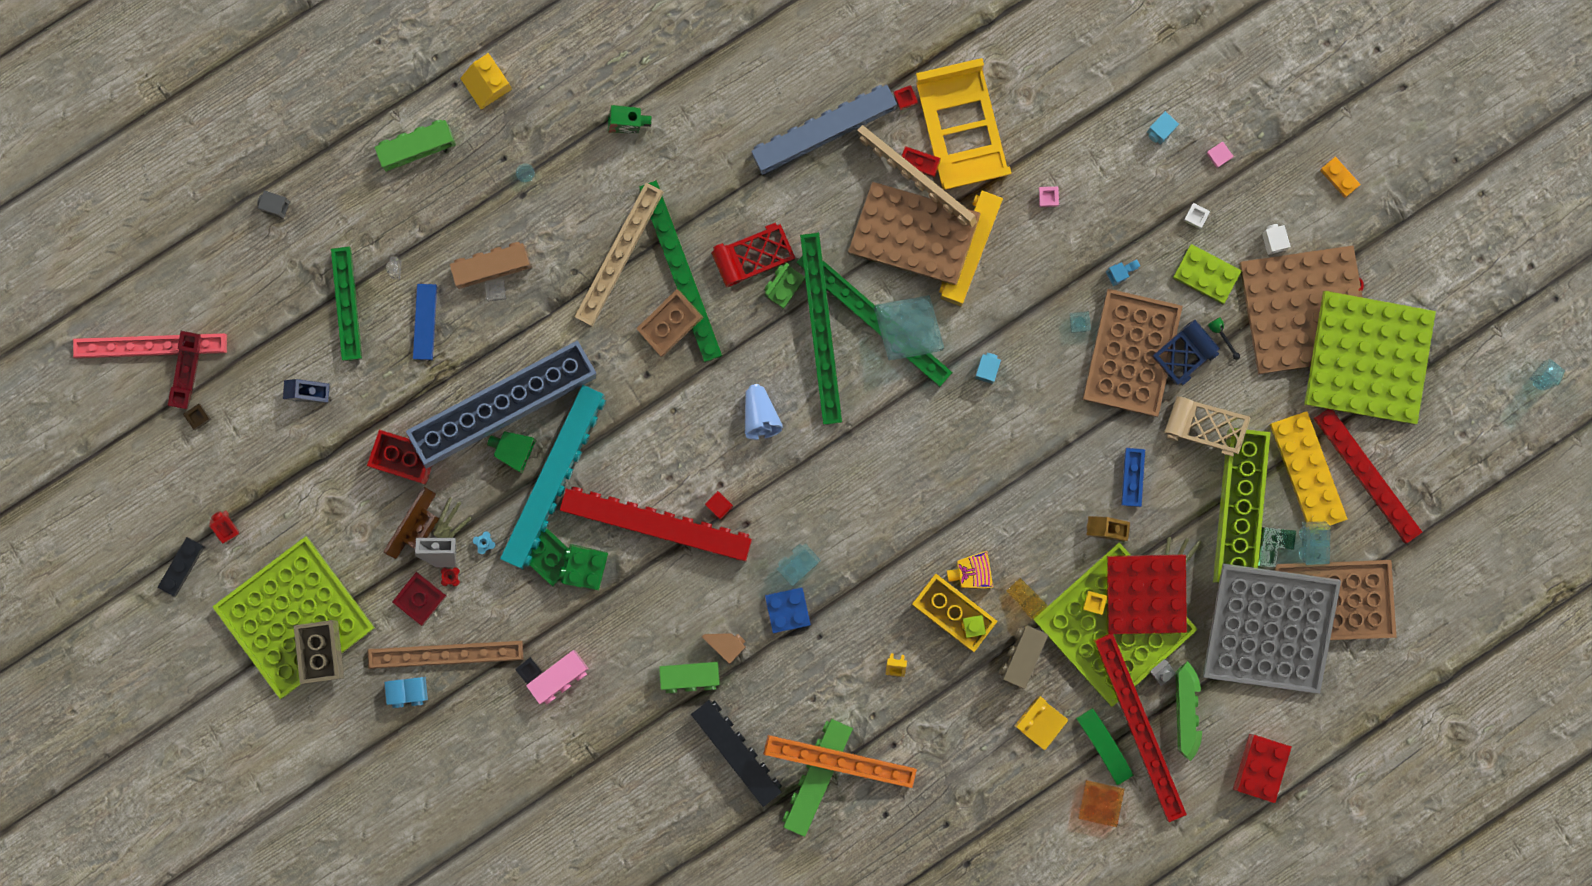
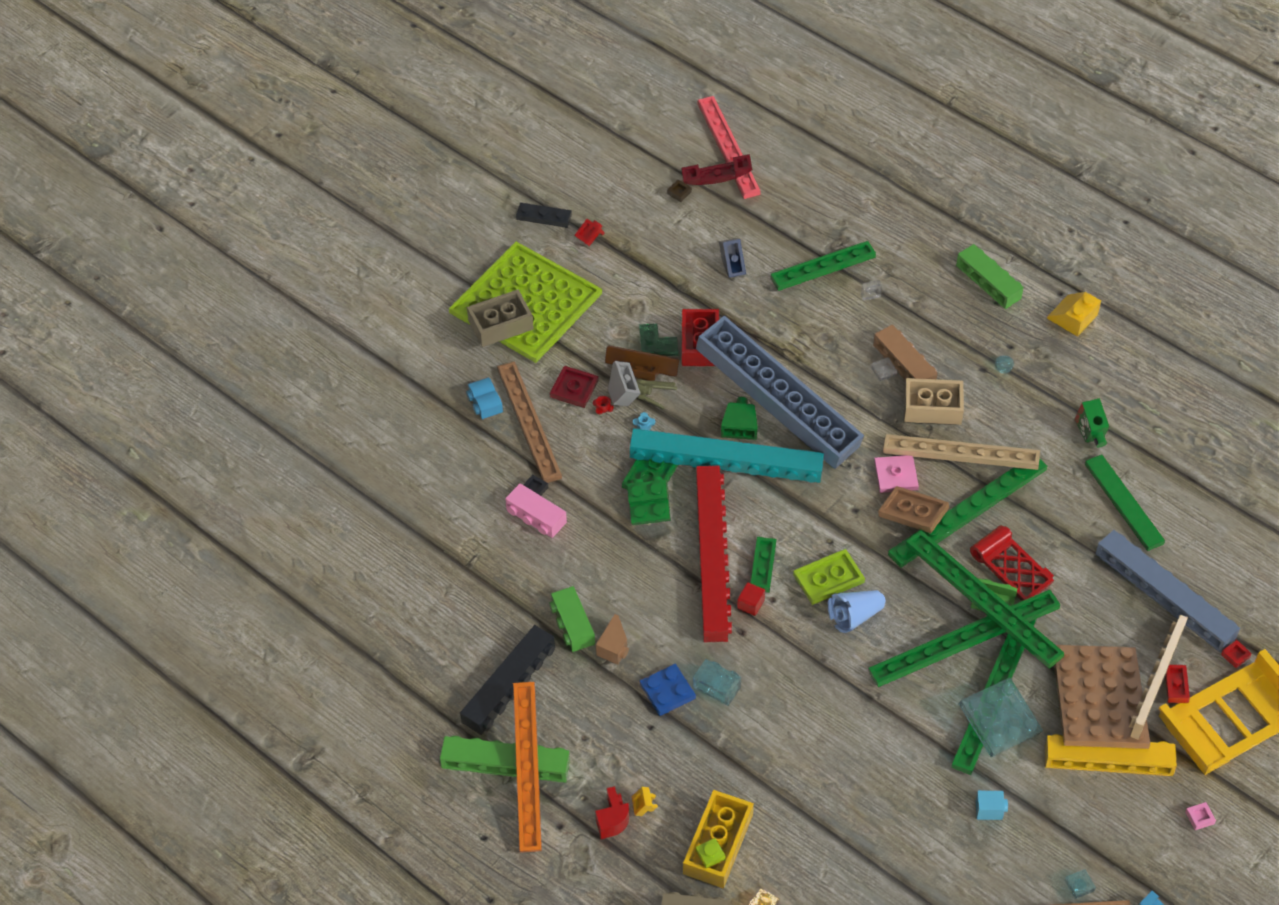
camera: 70 degrees right, 30 degrees down
(273, 204) = (888, 193): dark grey brick -> none
(392, 506) = (653, 344): none -> clear green plate
(425, 322) = (831, 326): blue tile -> none
(553, 258) = (933, 401): none -> tan brick
(619, 322) = (895, 472): none -> bright pink plate
(683, 481) = (763, 563): none -> green plate
(715, 425) = (829, 576): none -> lime plate
(716, 126) = (1125, 502): none -> green tile
(792, 298) = (985, 599): none -> green plate
(906, 695) = (614, 819): none -> red brick
(972, 572) = (769, 849): torso -> none

